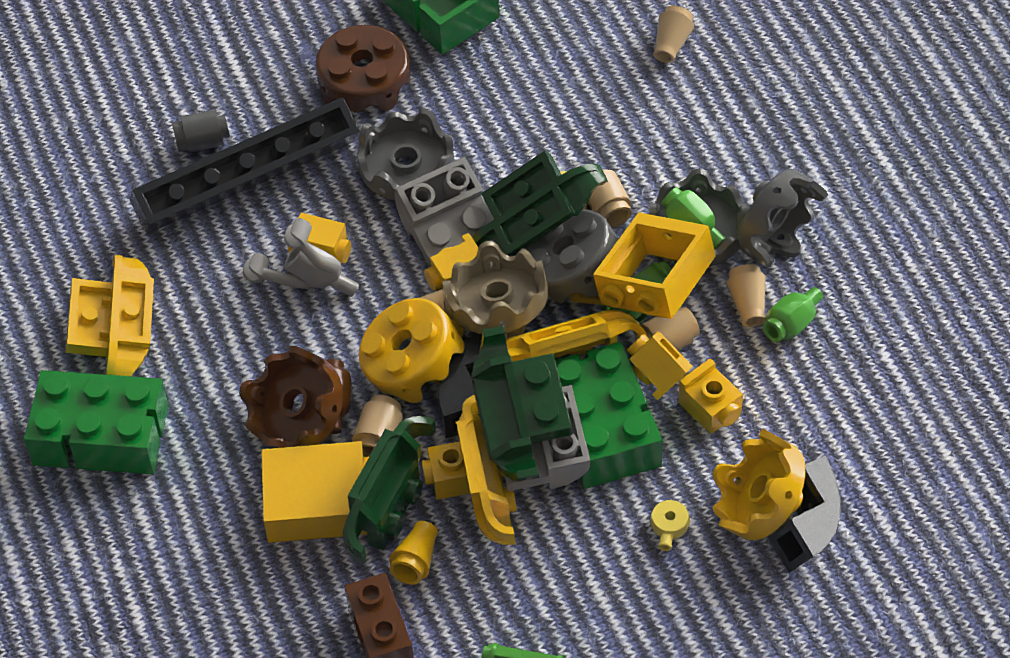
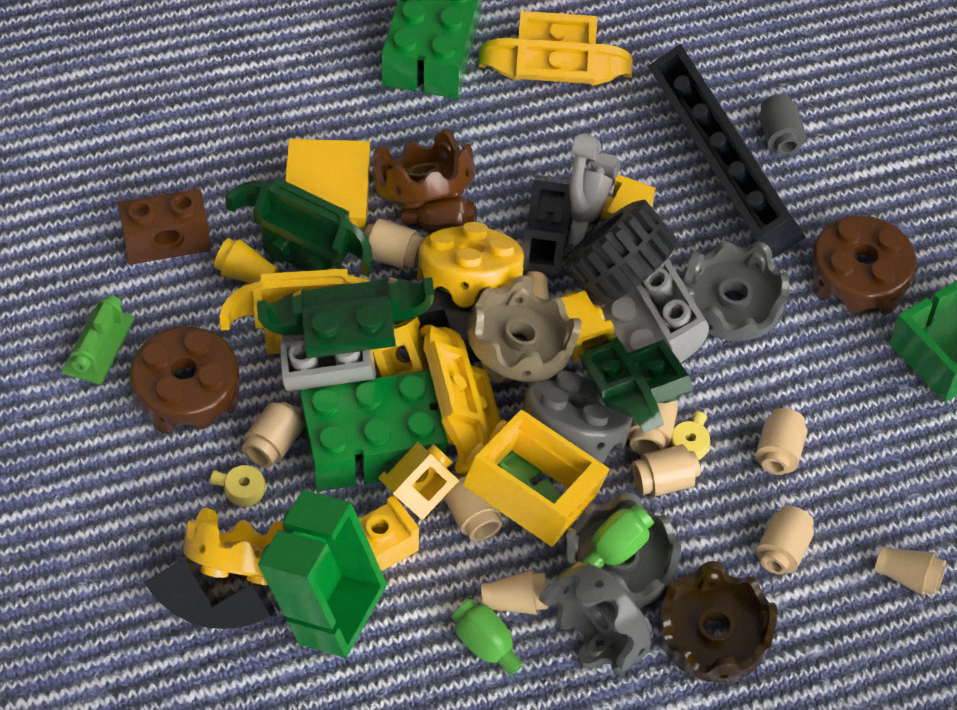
camera: 90 degrees right, 0 degrees up
(345, 309) = (547, 225): none -> black brick
(413, 212) = (621, 253): none -> black tyre
(562, 119) = (781, 441): none -> tan brick
(564, 604) = (191, 400): none -> reddish brown plate
(616, 497) = (272, 434): none -> tan brick
(662, 113) = (785, 540): none -> tan brick
(746, 135) = (720, 597): none -> dark brown plate
(800, 418) = (323, 573): none -> green piece

